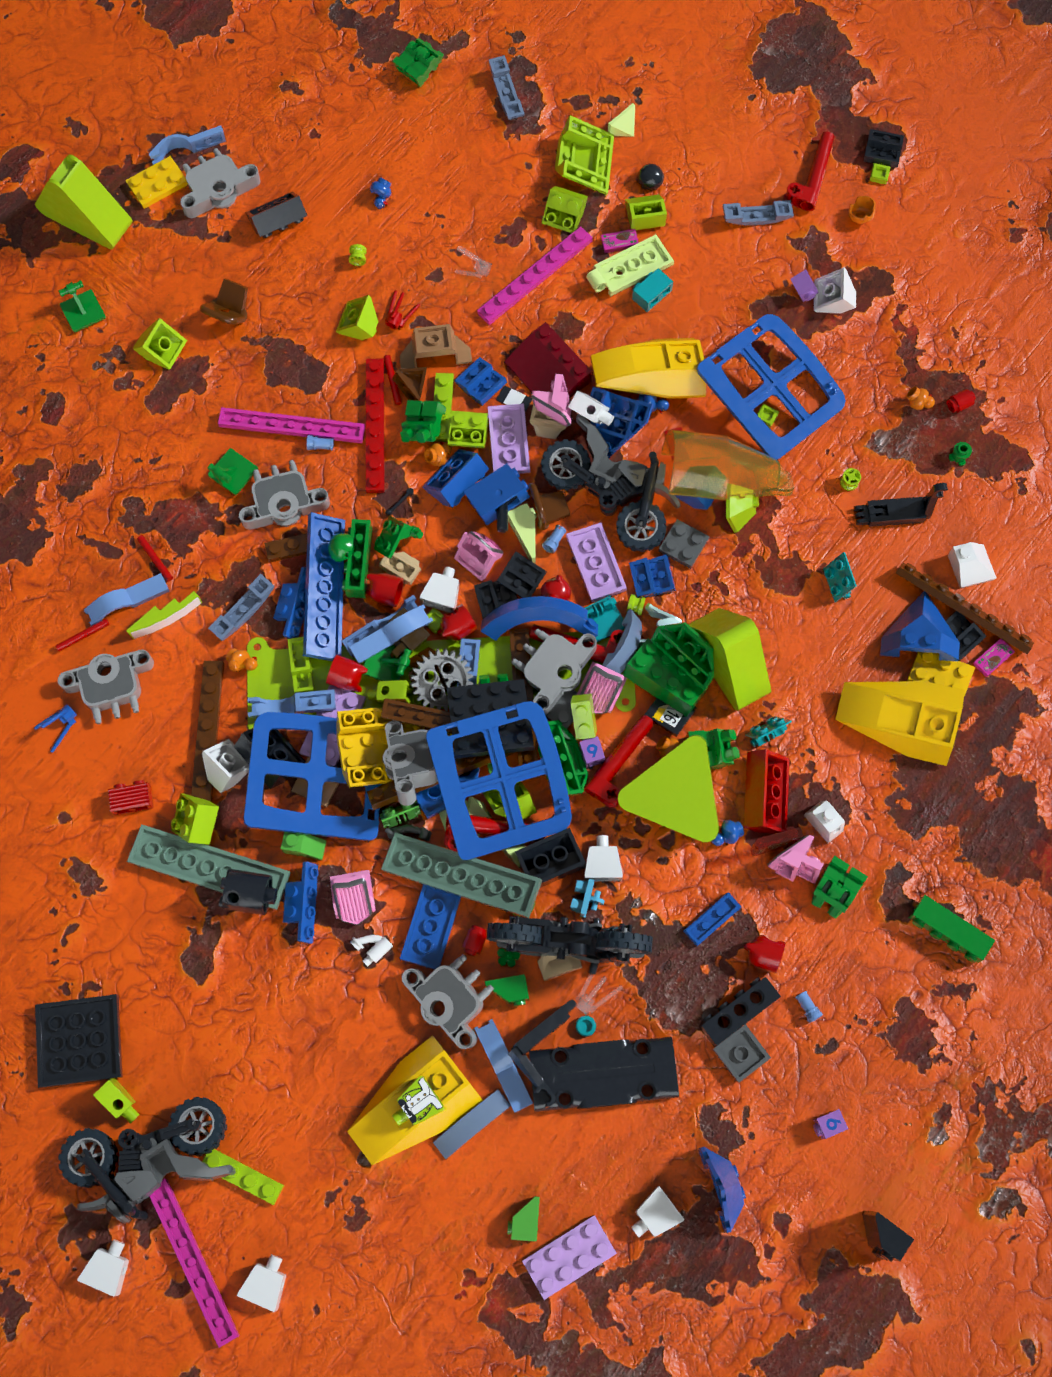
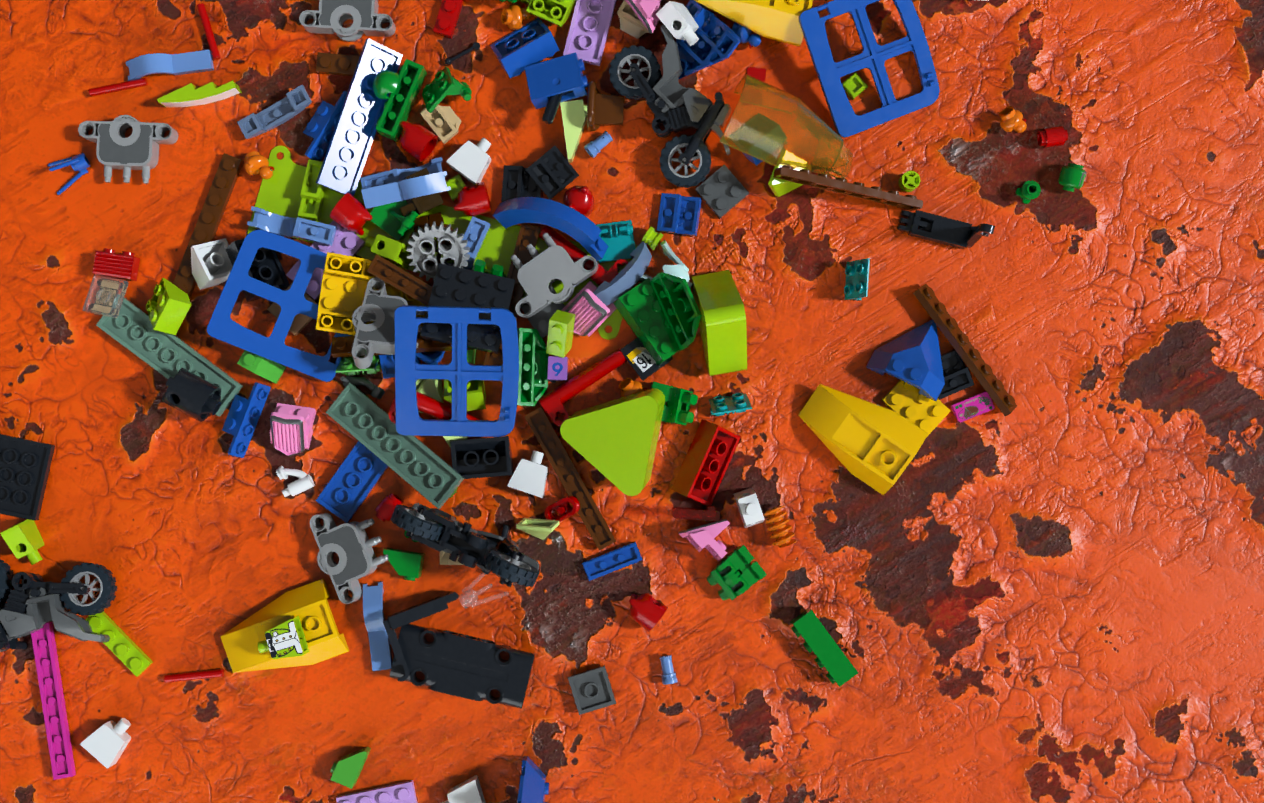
camera: 15 degrees right, 15 degrees up
(128, 830) = (105, 296): none -> clear tile
(331, 1183) = (194, 675): none -> red bar
(471, 1124) = (333, 667): sand blue slope -> none
(477, 554) = (519, 134): bright pink piece -> none
(582, 906) = (506, 494): medium azure hips -> none
(585, 1026) = (463, 617): teal tile -> none
(596, 562) = (629, 181): lavender plate -> none
(629, 910) = (537, 527): none -> yellowish green slope
(642, 852) = (570, 478): none -> reddish brown plate
(646, 882) = (563, 508): none -> red plate
(710, 1023) = (577, 667): black brick -> none
(729, 833) = (657, 489): blue animal -> none
(793, 499) = (841, 186): none -> reddish brown plate
(829, 1124) = (645, 778): medium lavender brick -> none
(861, 828) = (778, 522): none -> orange piece
(971, 564) = (990, 308): white slope -> none
(993, 428) = (1072, 177): none -> green head

